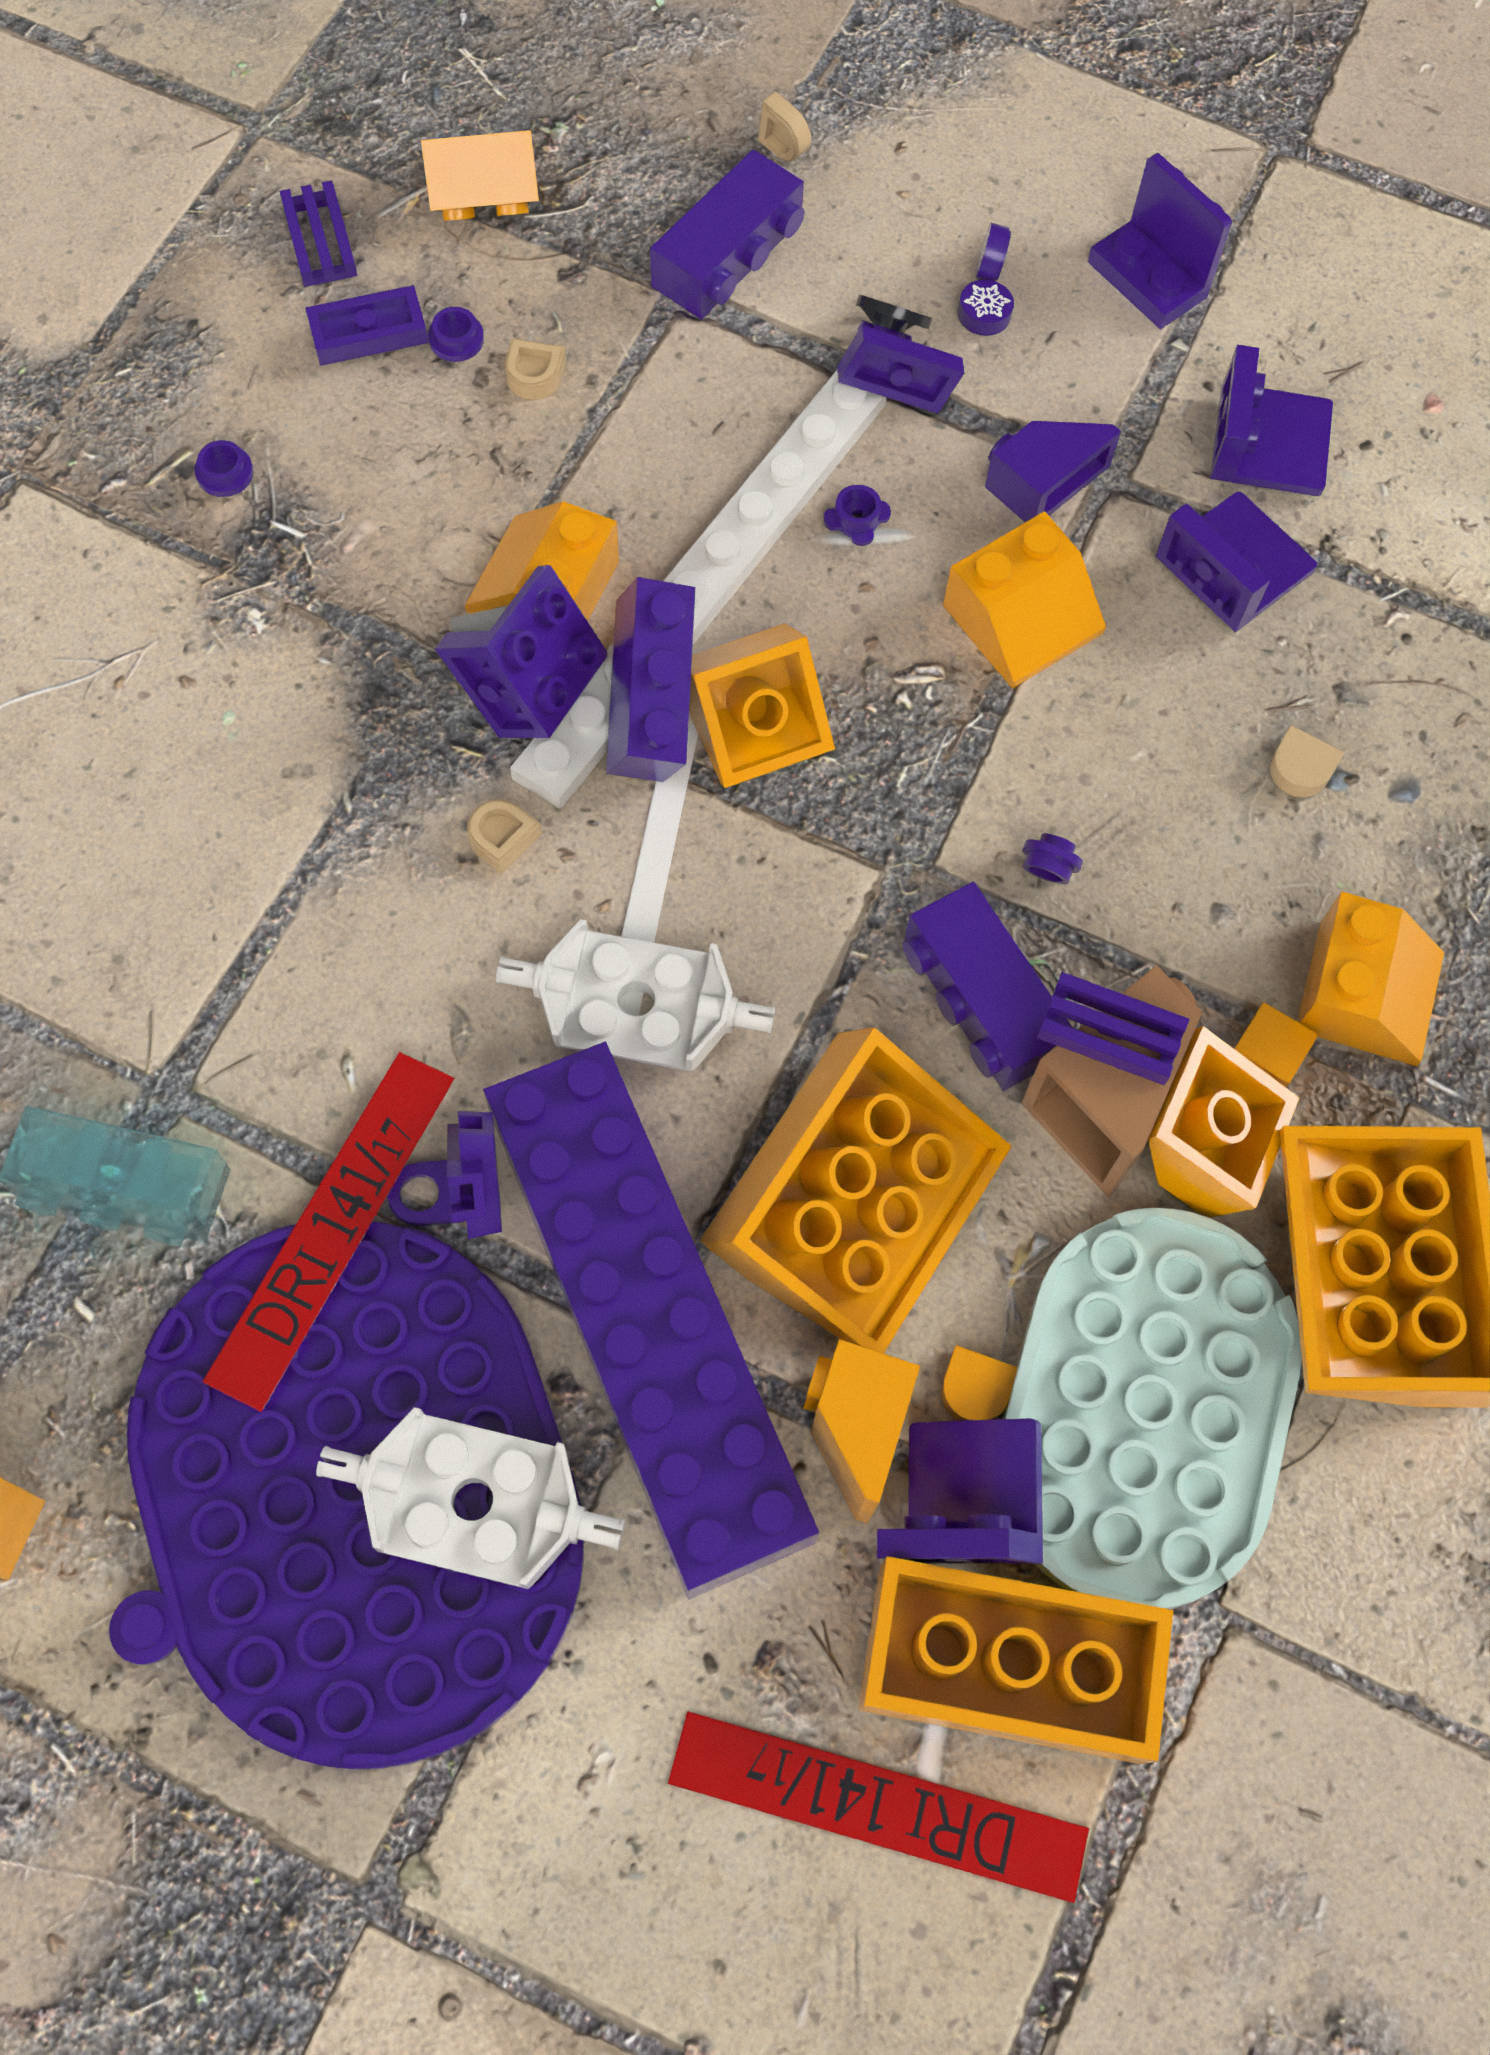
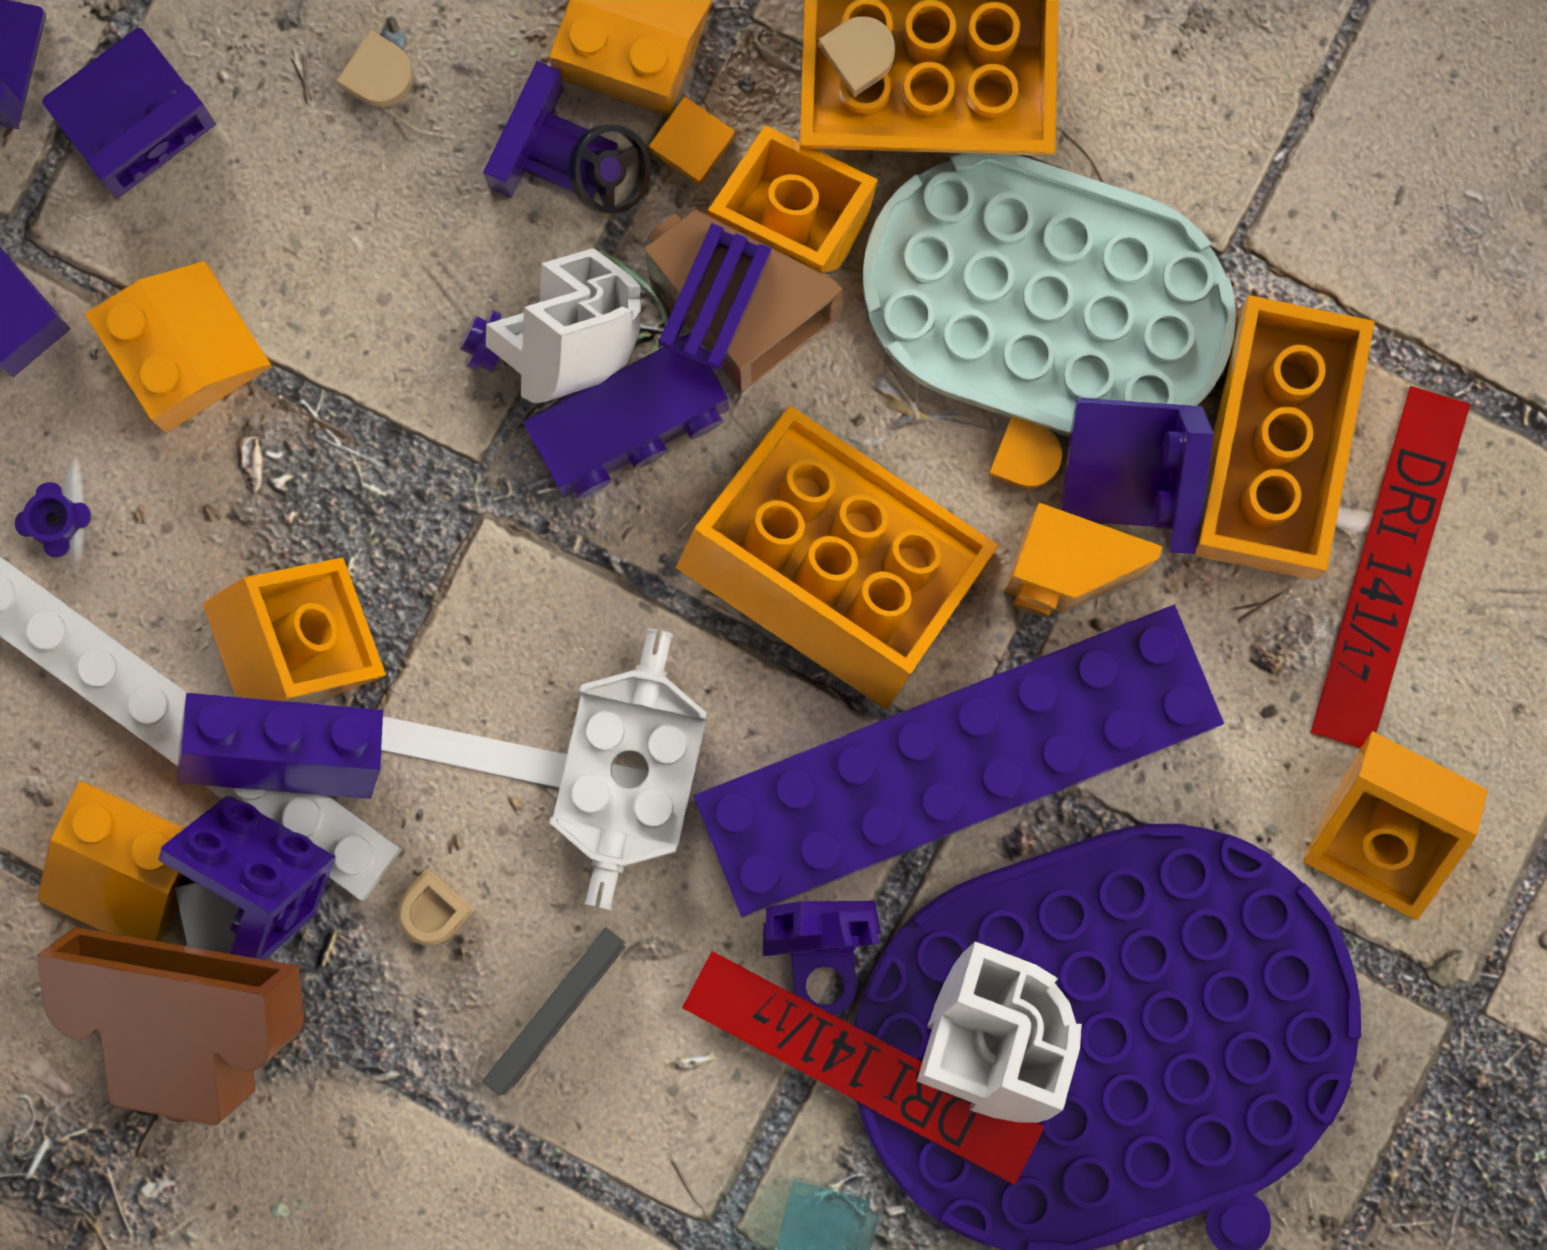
camera: 85 degrees left, 15 degrees up
(350, 1350) = (1002, 1037): none -> white brick
(399, 600) = (172, 1018): none -> dark orange brick
(399, 935) = (555, 1012): none -> dark grey tile
(423, 1465) = (1167, 879): white plate -> none
(580, 1808) = (1396, 826): none -> light orange slope
(1064, 919) = (575, 332): none -> white brick
(1255, 904) = (562, 150): none -> dark purple piece
(1389, 1179) = (859, 52): none -> tan tile

